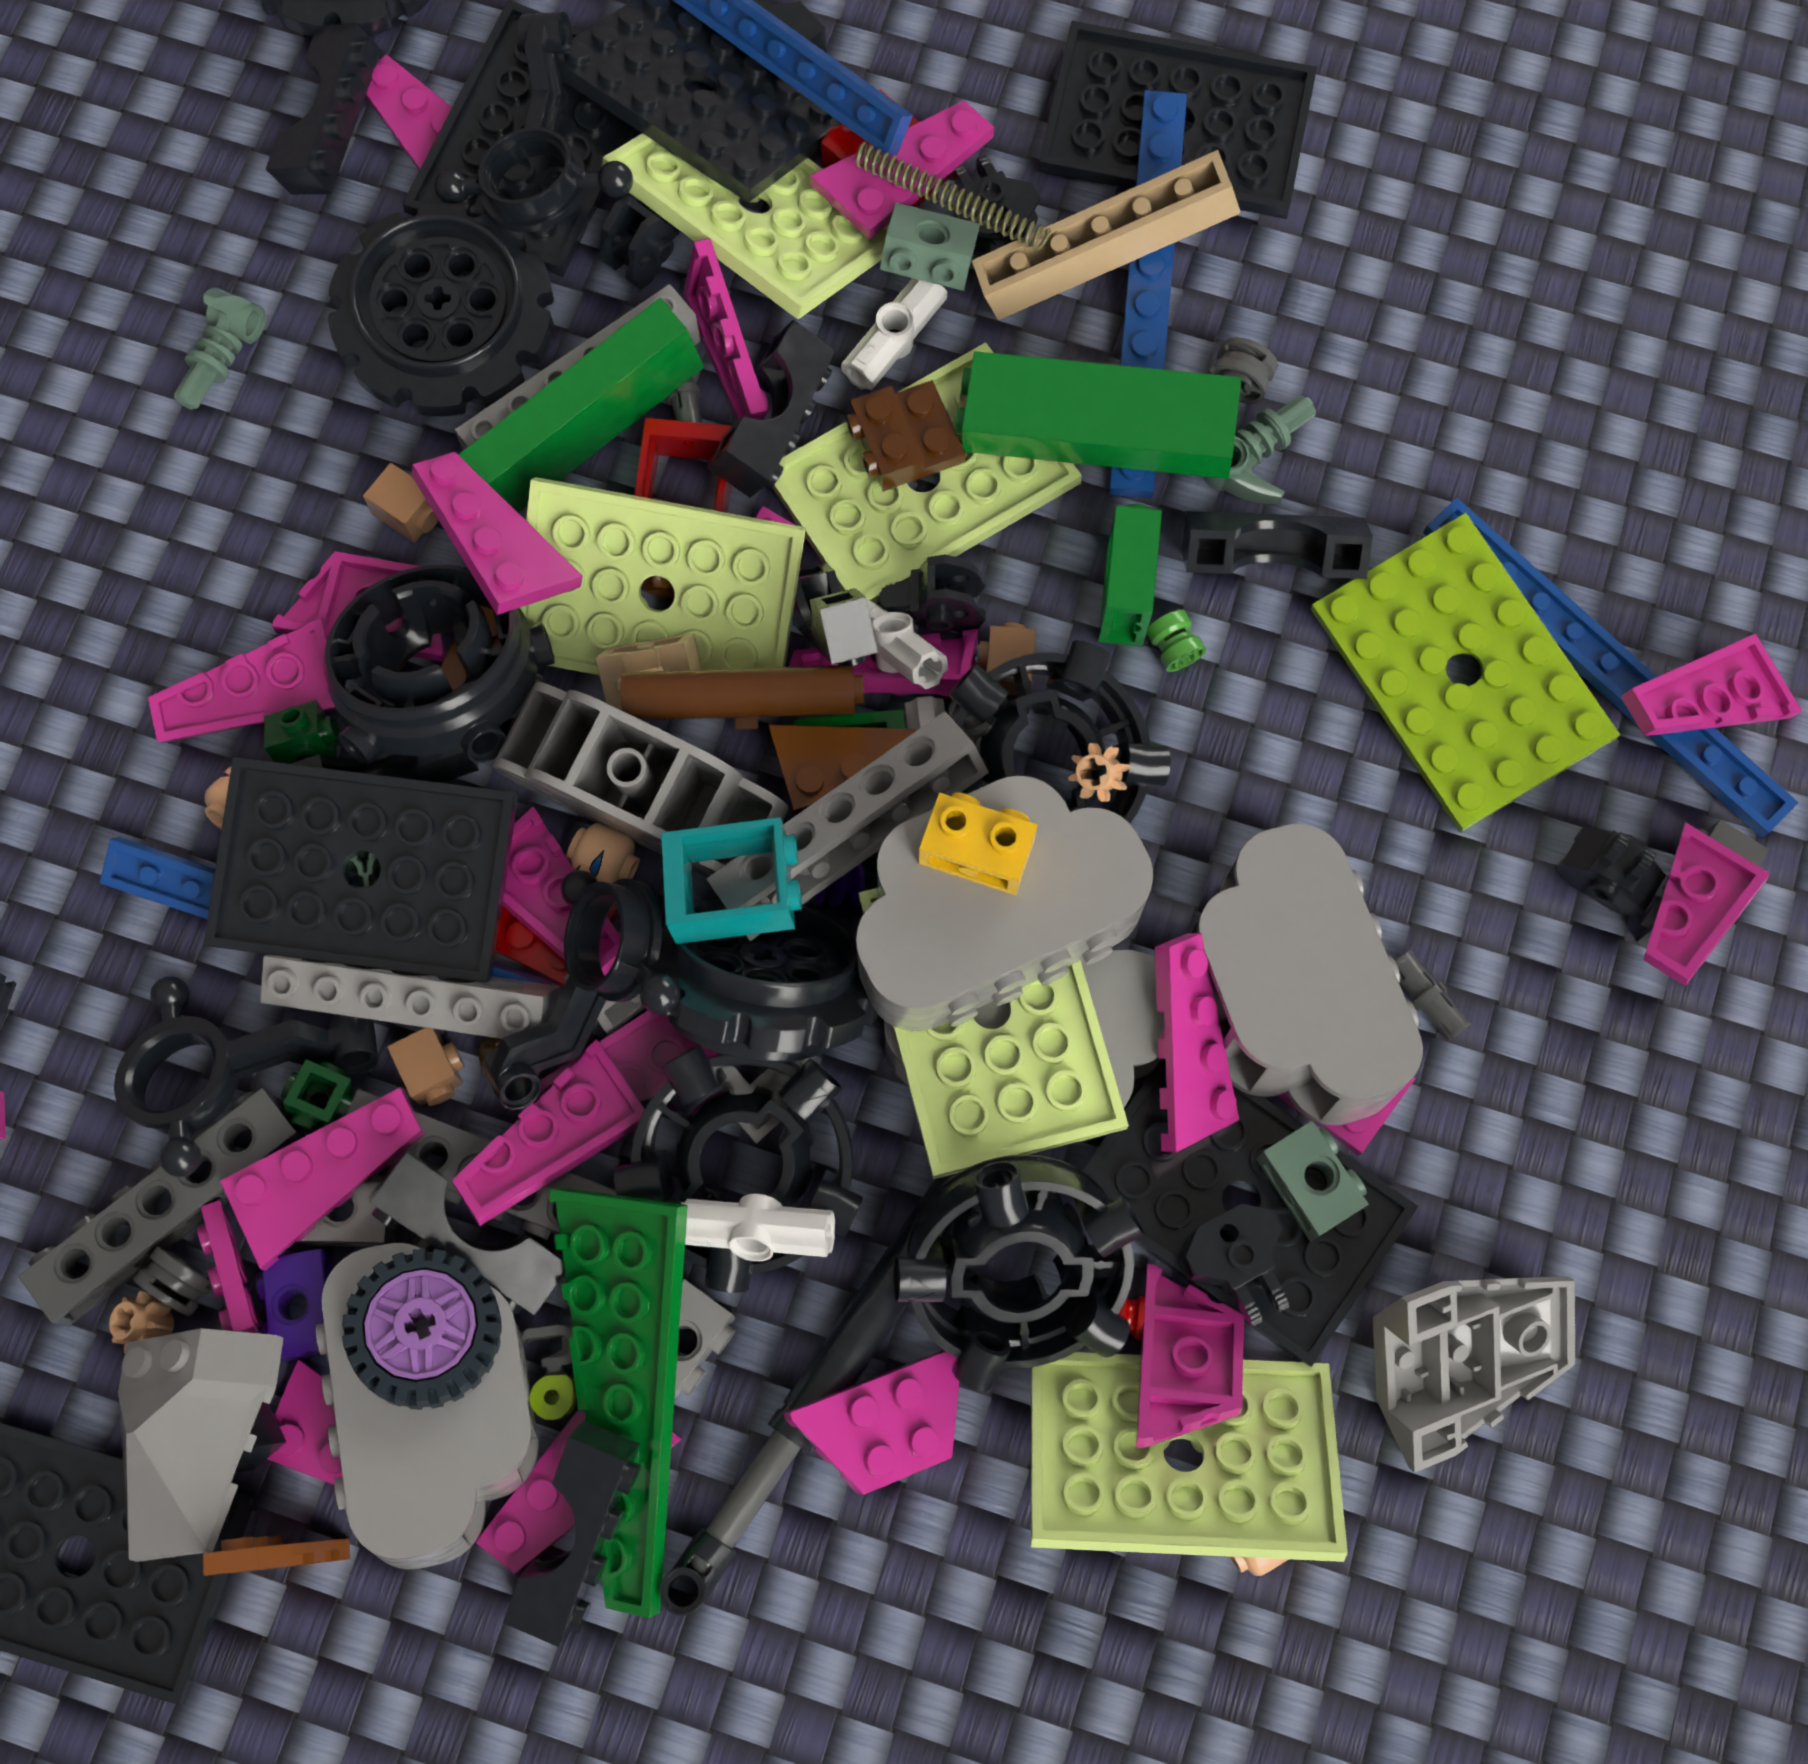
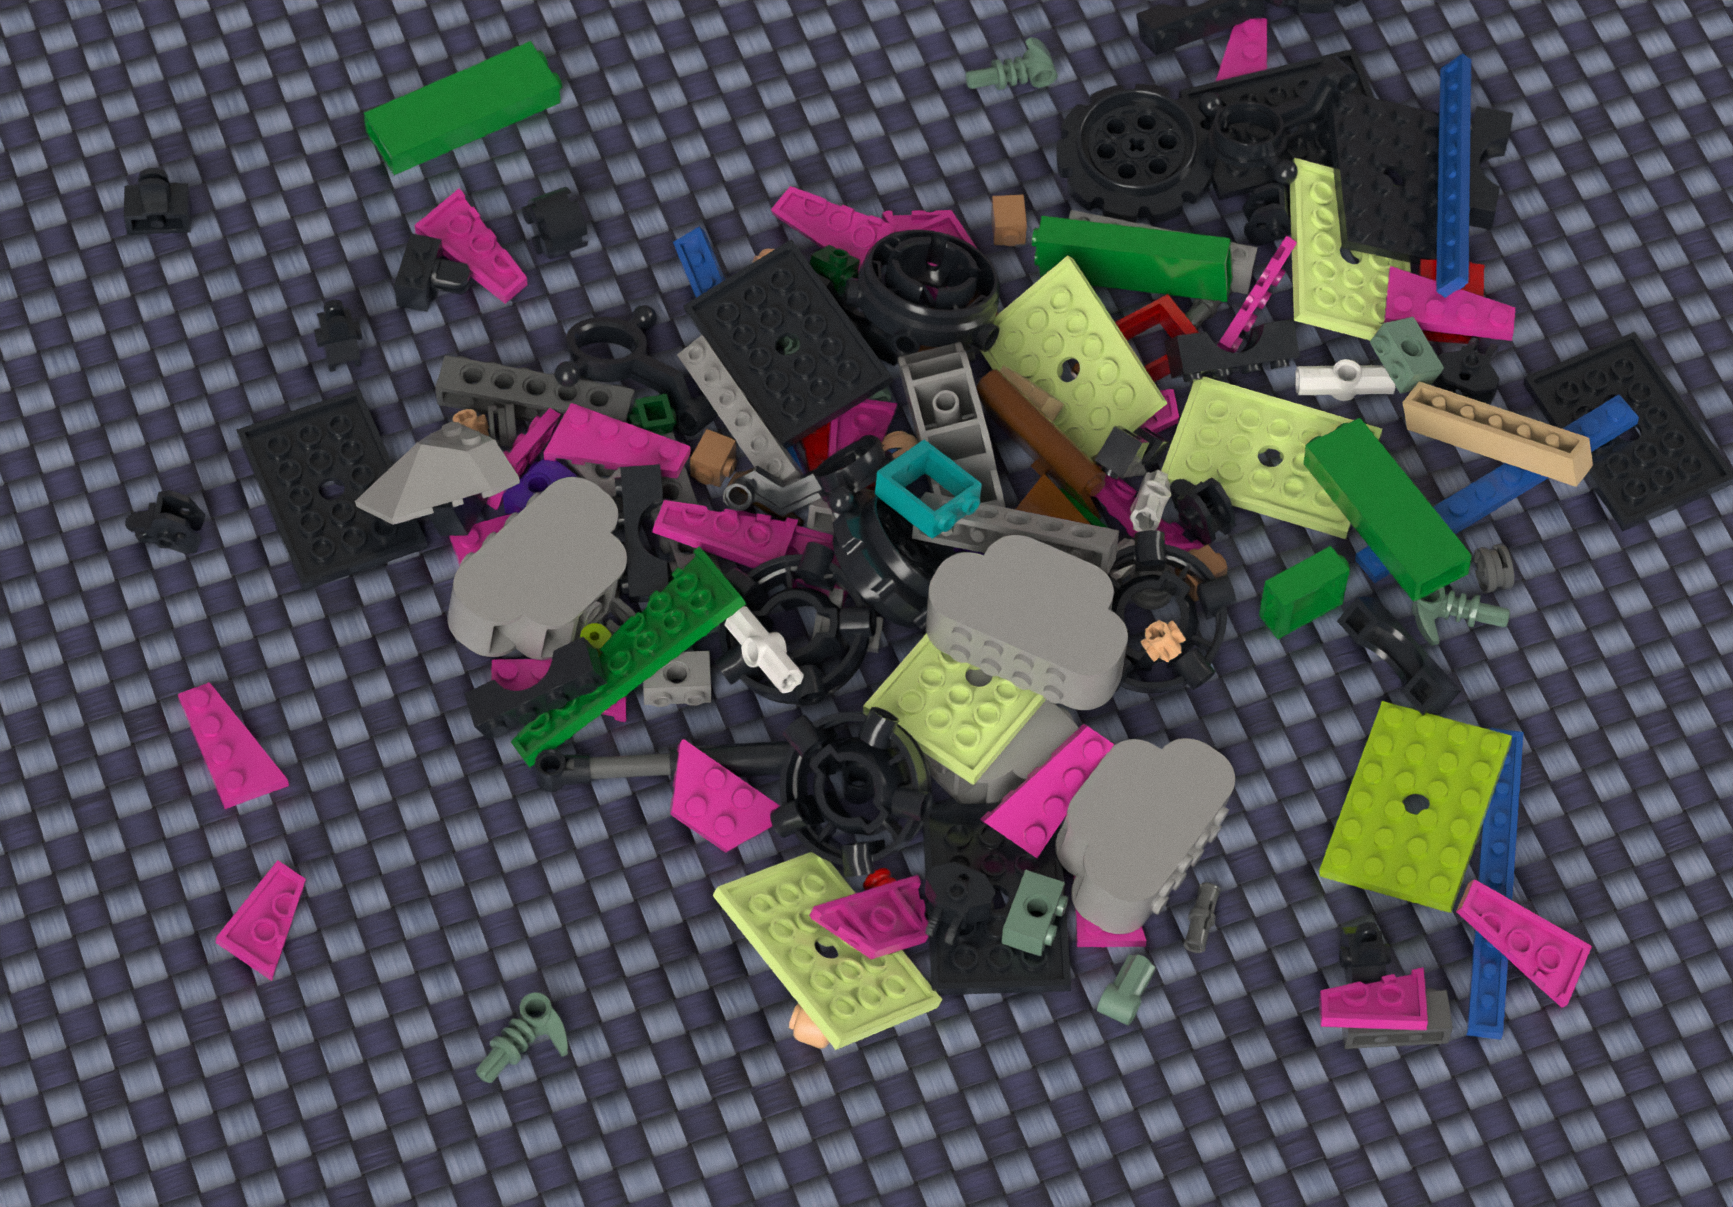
camera: 50 degrees right, 15 degrees down
(269, 1553) = (407, 563): dark orange wing -> none
(394, 1358) = (579, 532): wheel -> none
(493, 540) = (1019, 264): dark pink wing -> none
(891, 165) = (1431, 332): olive piece -> none
(904, 434) = (1281, 424): reddish brown plate -> none
(978, 842) = (1047, 571): yellow brick -> none
(1176, 640) = (1293, 646): bright green wheel -> none
(1465, 1354) = (1010, 1057): light grey wedge -> none
(1470, 1161) = (1123, 997): none -> sand green piece

